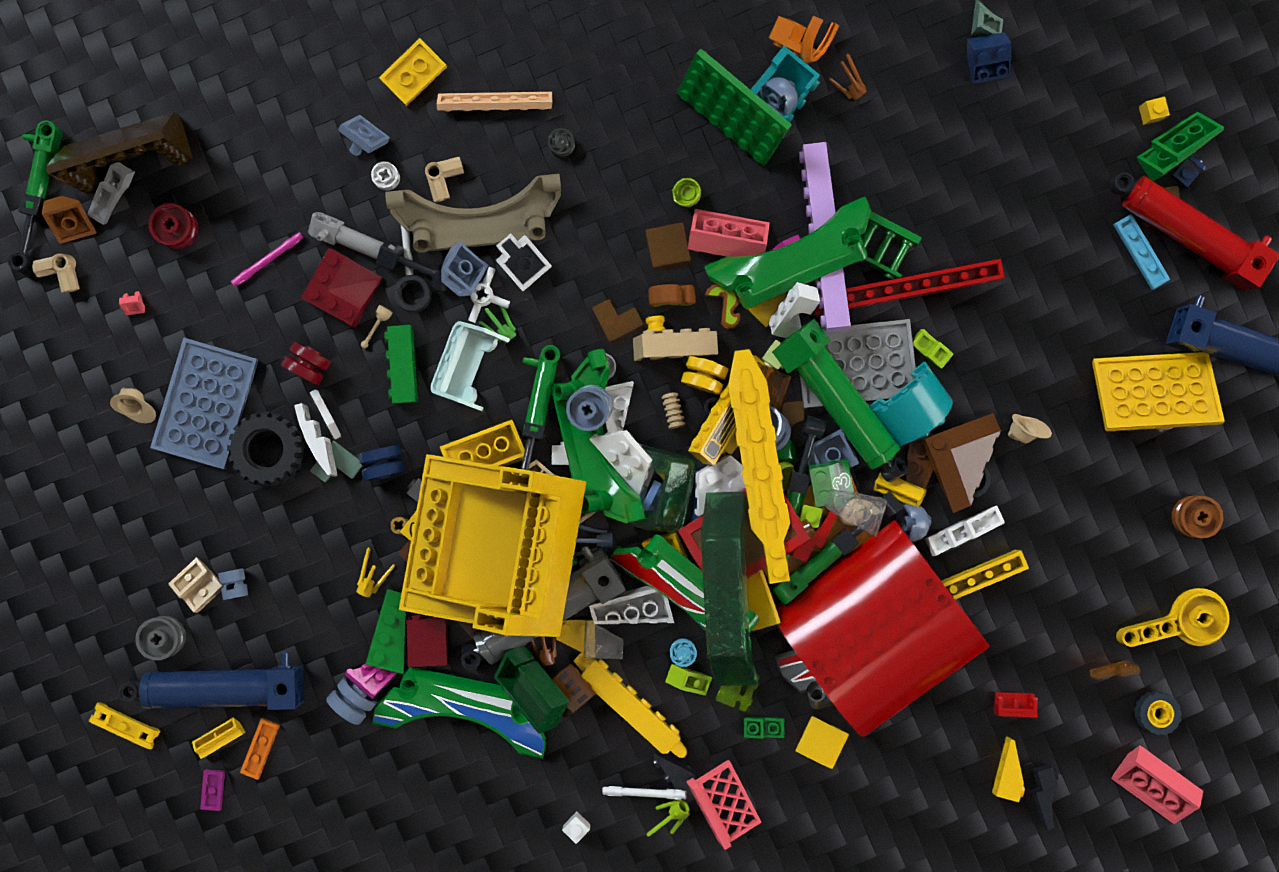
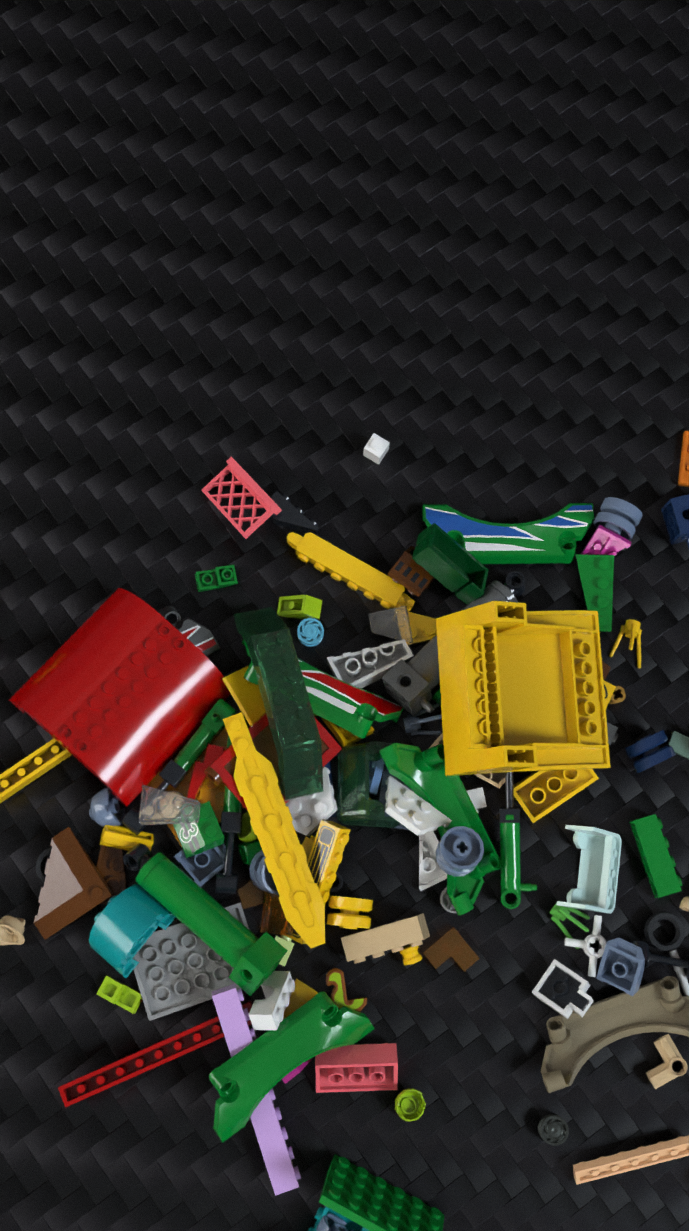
camera: 160 degrees right, 10 degrees down
(427, 641) = (559, 588): dark red brick -> none
(546, 655) = (443, 601): dark orange plant -> none
(667, 245) = (416, 1043): clear orange tile -> none
(669, 793) = (296, 496): white piece -> none
(672, 295) = (400, 989): dark orange animal -> none
(673, 410) = (372, 869): tan piece -> none
(678, 810) = (283, 483): lime plant -> none
(729, 695) = (256, 601): clear neon green plate -> none
(812, 514) = (212, 792): lime brick -> none
(822, 742) = (157, 575): yellow slope -> none
(891, 231) = (186, 1112): green fence -> none
(964, 530) = (52, 812): white slope -> none

